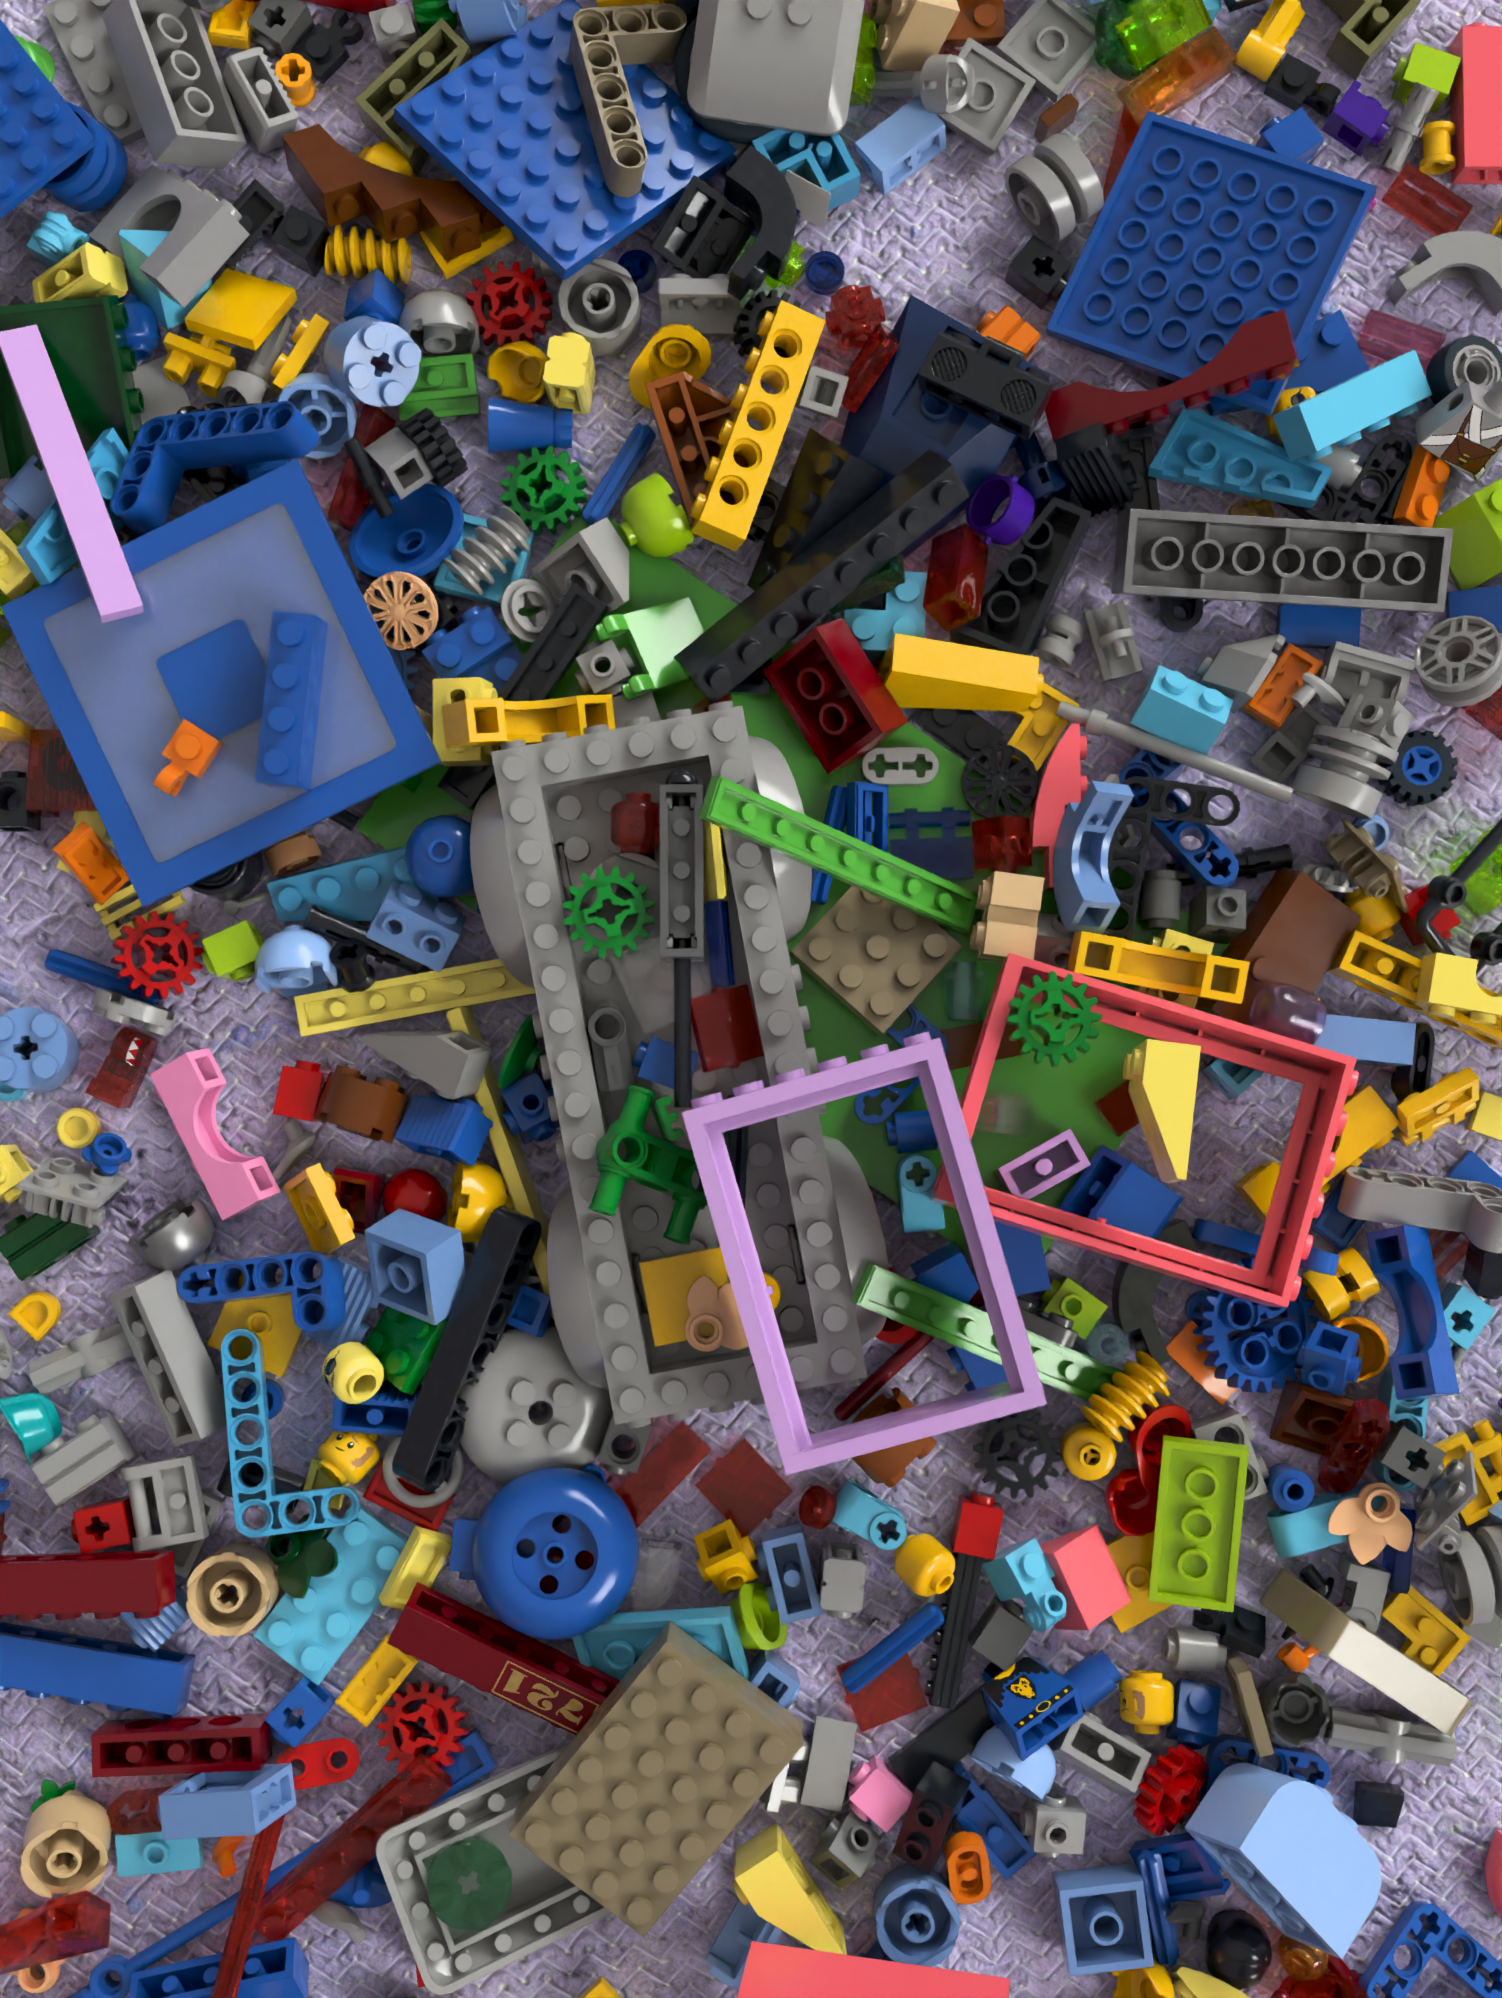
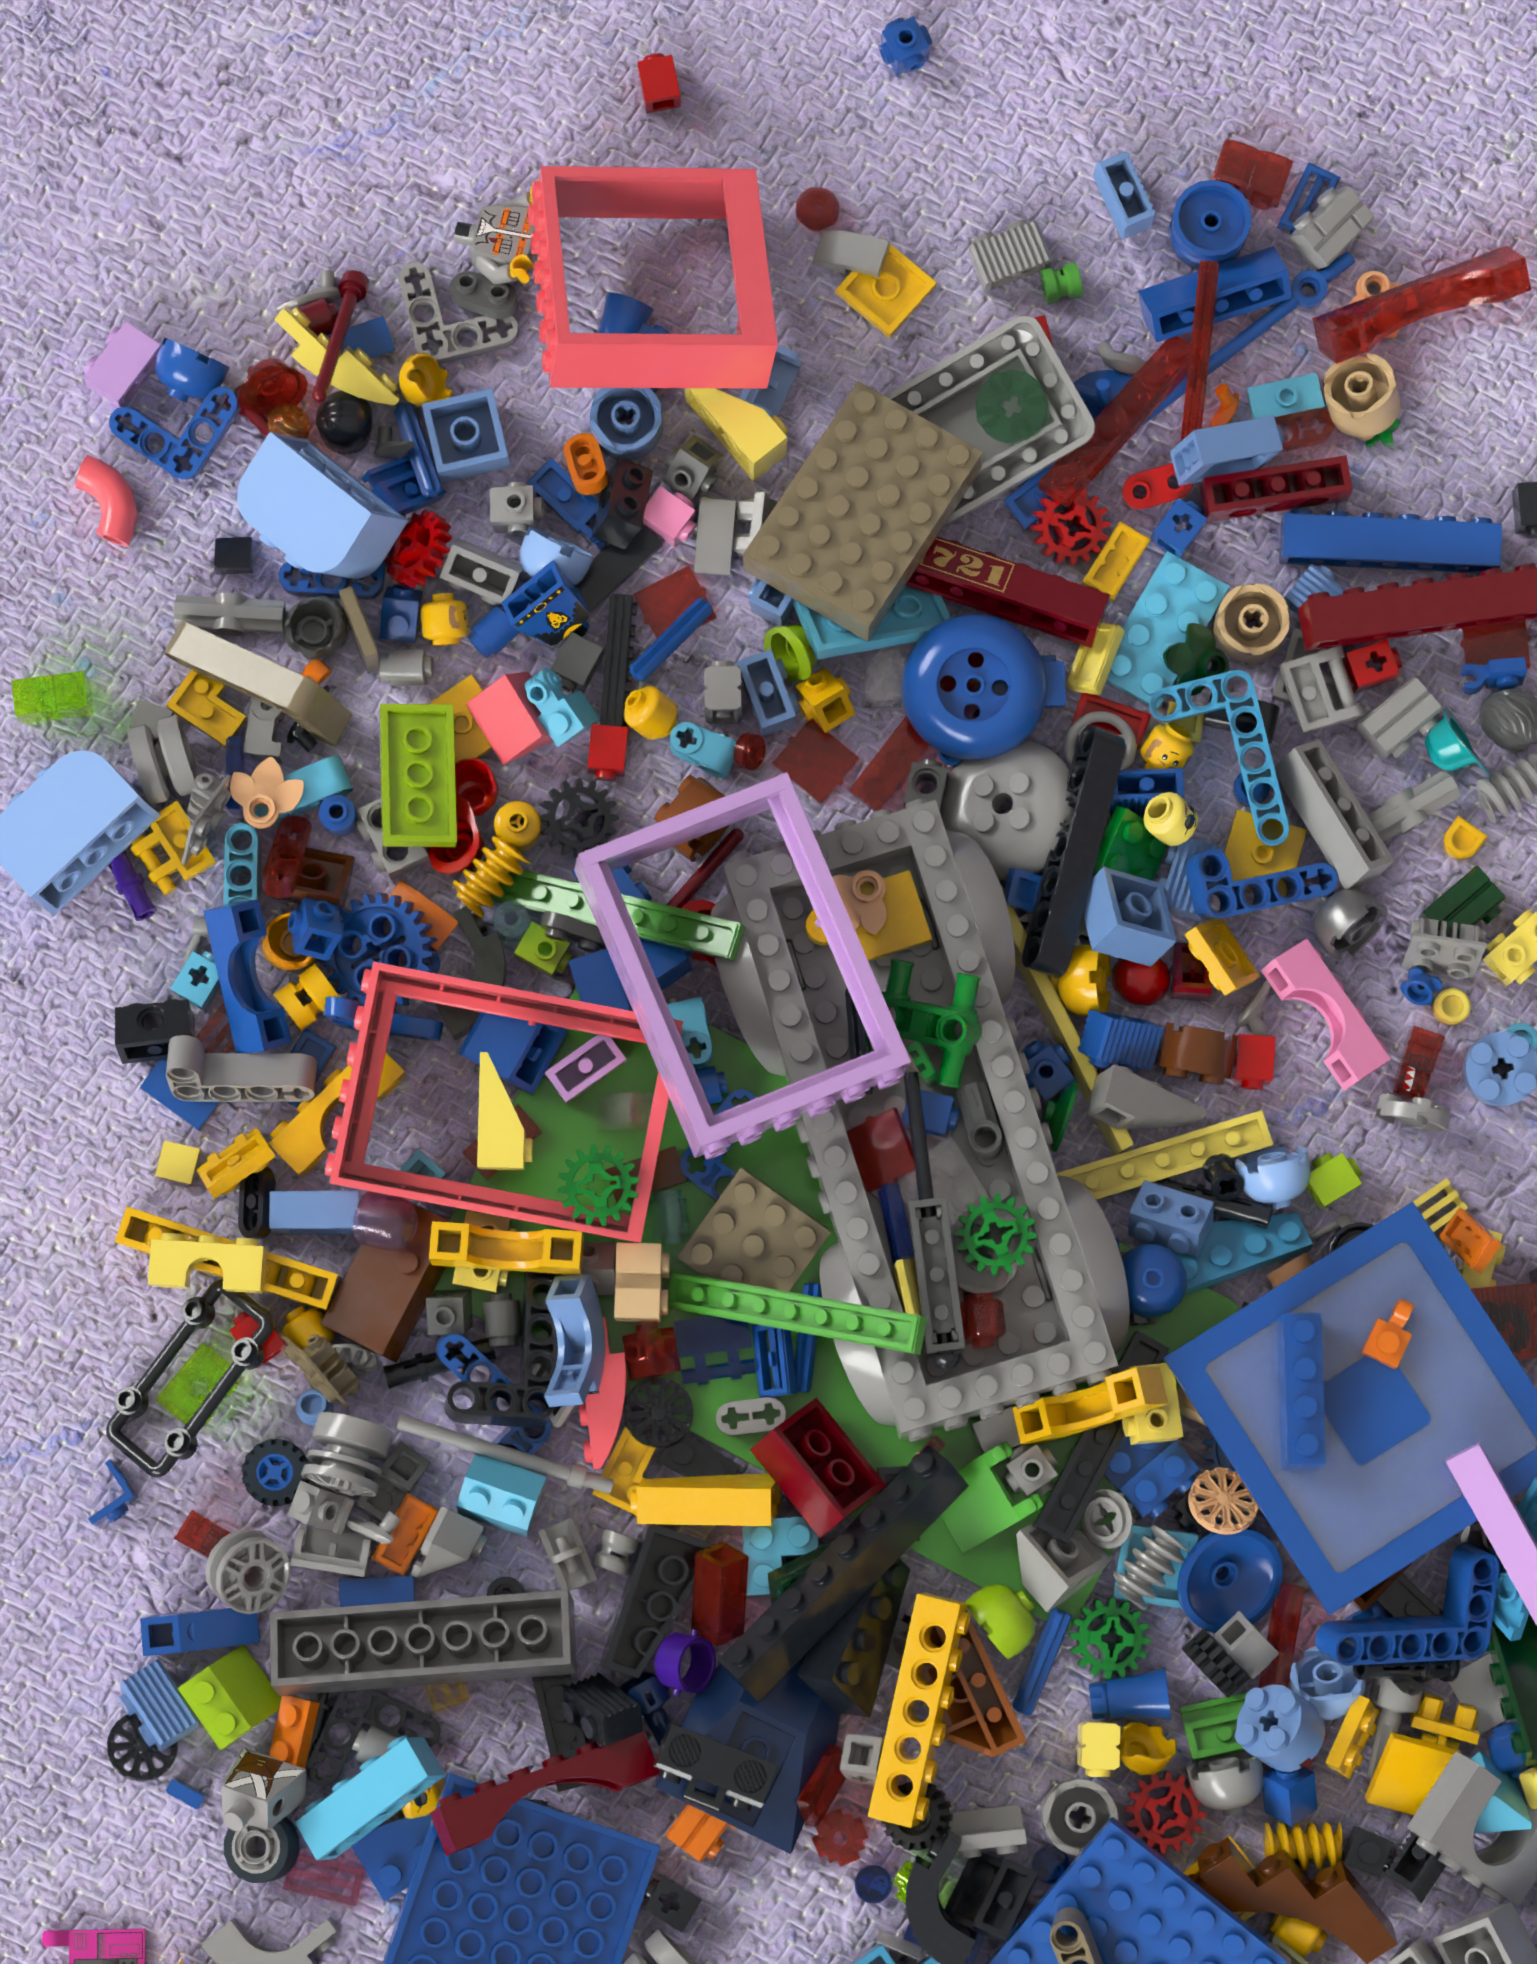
camera: 170 degrees right, 5 degrees down
(93, 974) = (1448, 1144): blue axle -> none
(144, 946) = (1392, 1178): red gear -> none
(369, 477) = (1270, 1625): black bar -> none
(668, 352) = (1007, 1777): yellow piece -> none
(1231, 460) = (471, 1737): dark azure wing -> none
(1237, 1629) = (370, 690): black plate -> none
(1394, 1448) = (246, 867): dark grey brick -> none

